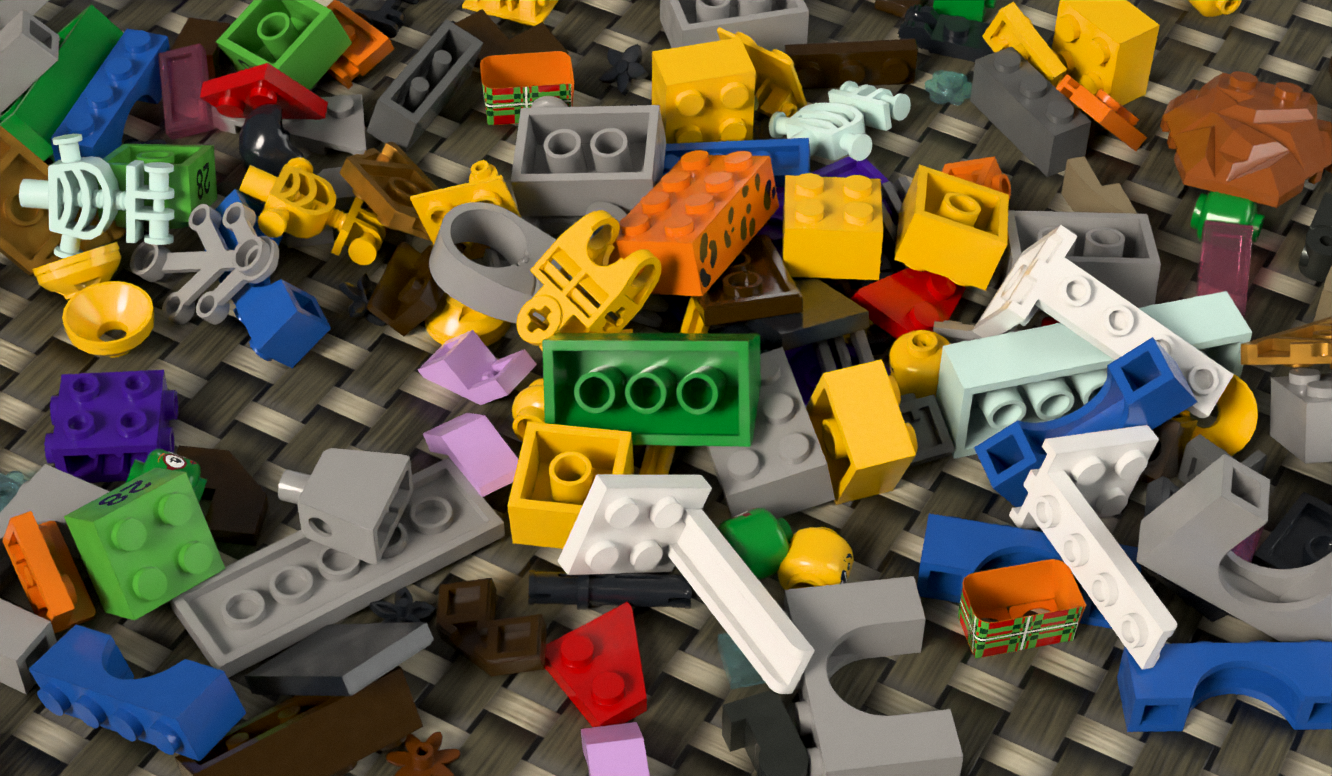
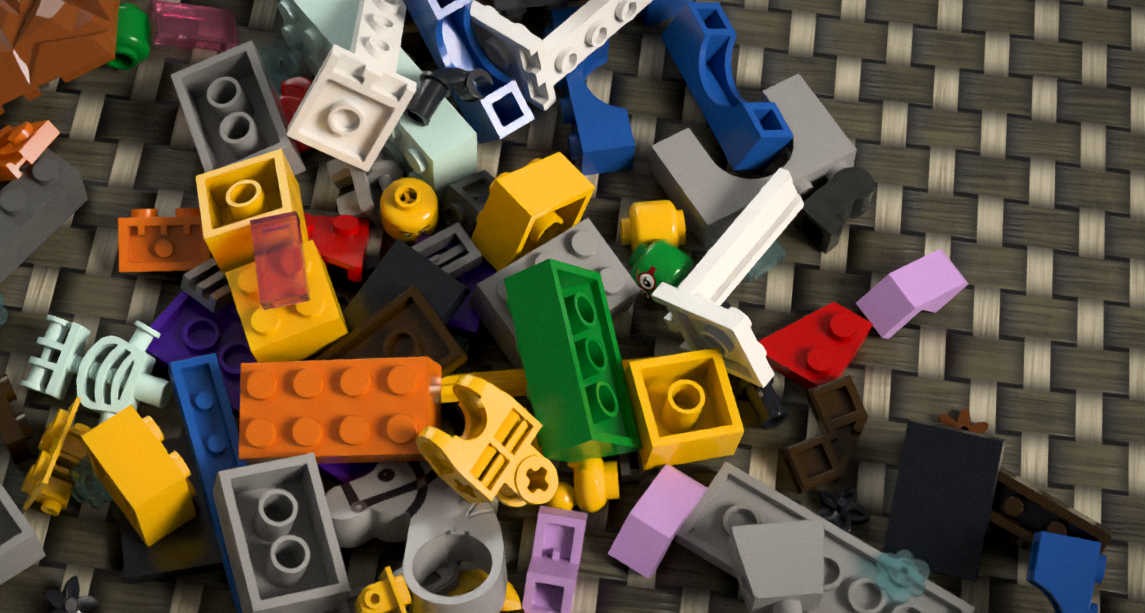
camera: 115 degrees left, 15 degrees up
(291, 616) = (901, 587): none -> clear light blue plant
(862, 192) = (279, 260): none -> clear pink tile
(979, 686) = (702, 49): none -> blue arch
(1024, 588) = (646, 73): piece -> none
(1030, 362) = (440, 84): none -> black piece
(1086, 194) = (142, 128): dark tan slope -> none

